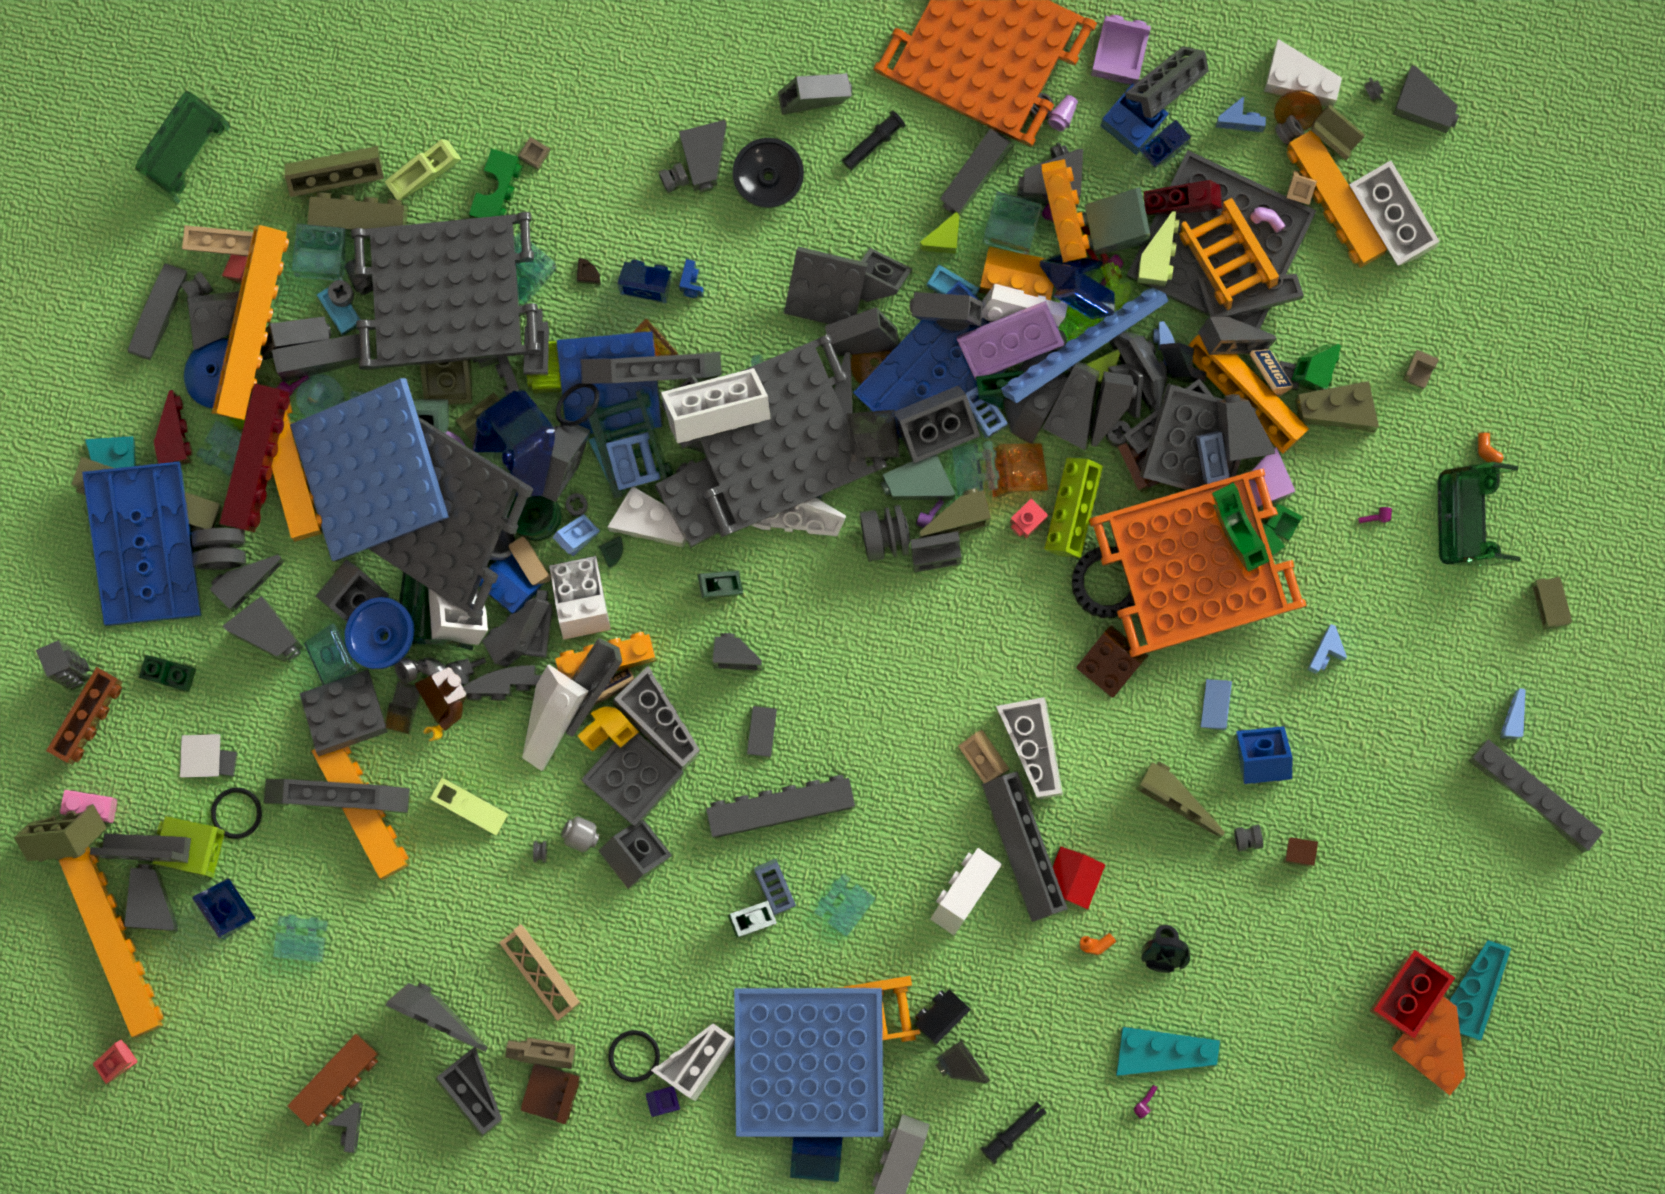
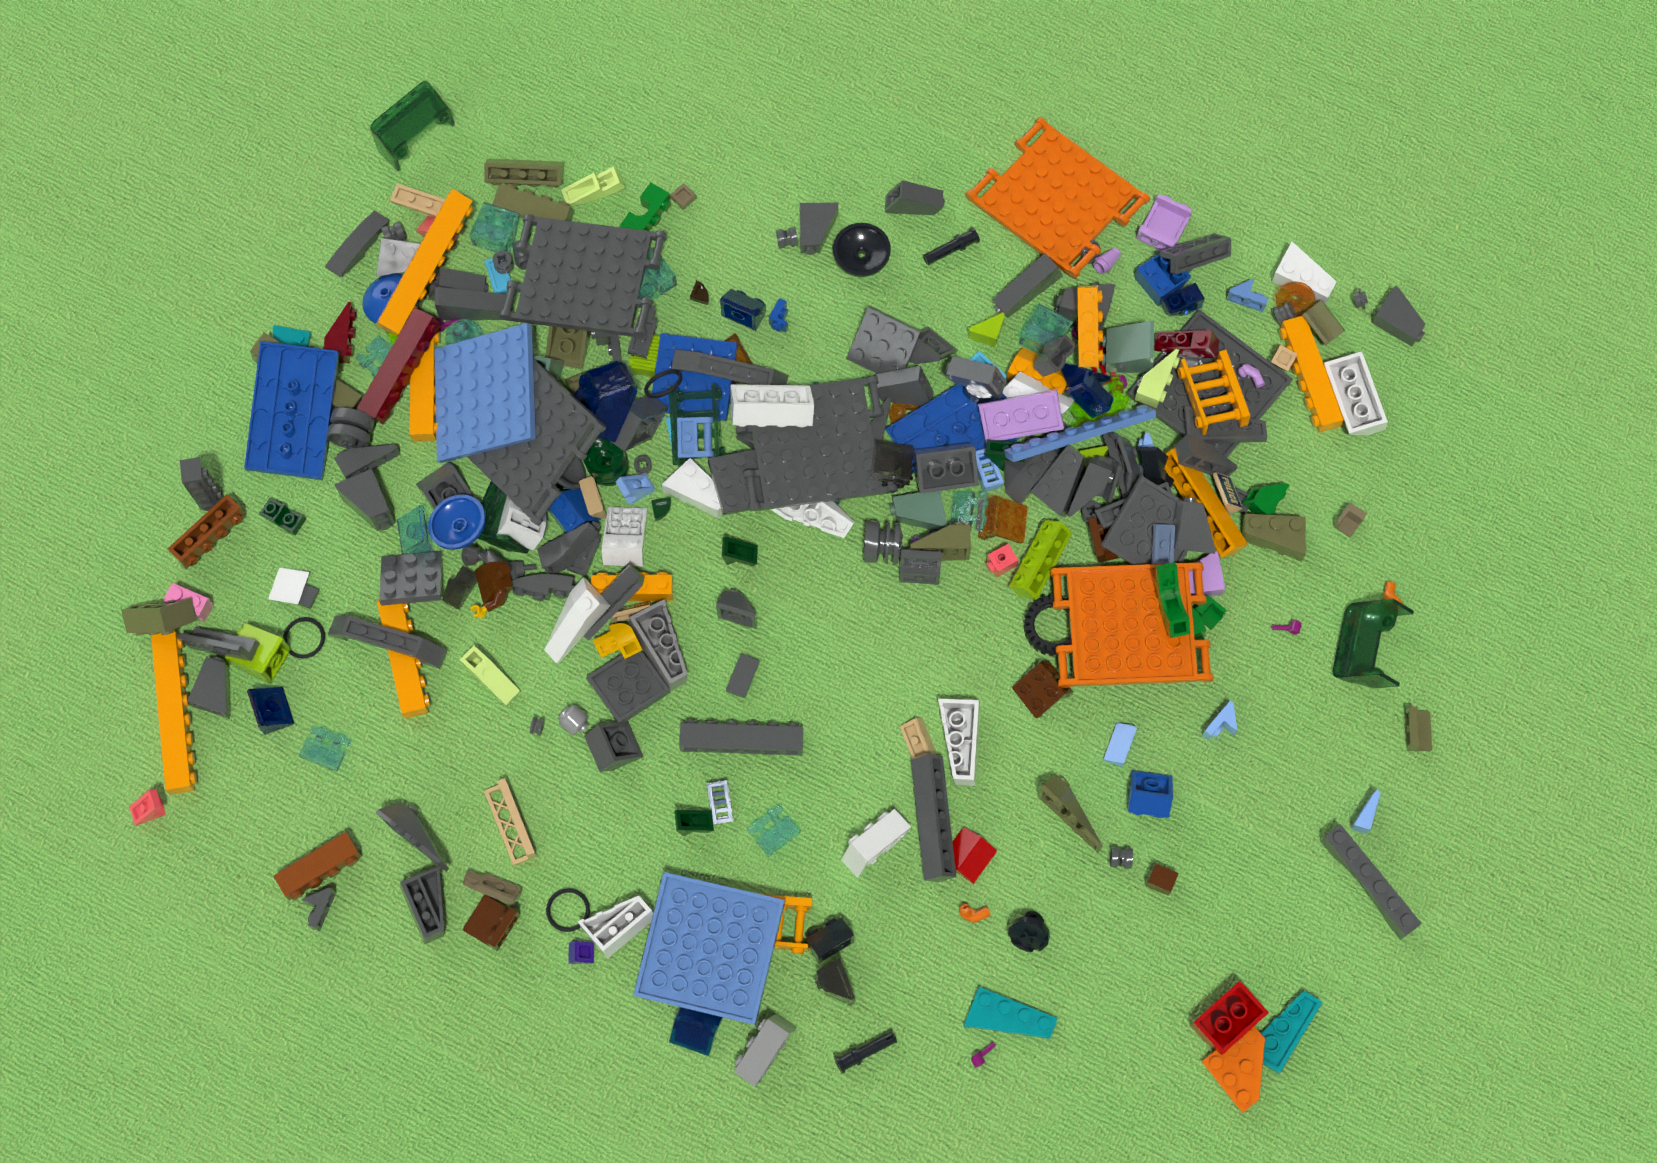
camera: 15 degrees right, 10 degrees down
(1032, 257) = (1054, 355): none -> dark grey brick

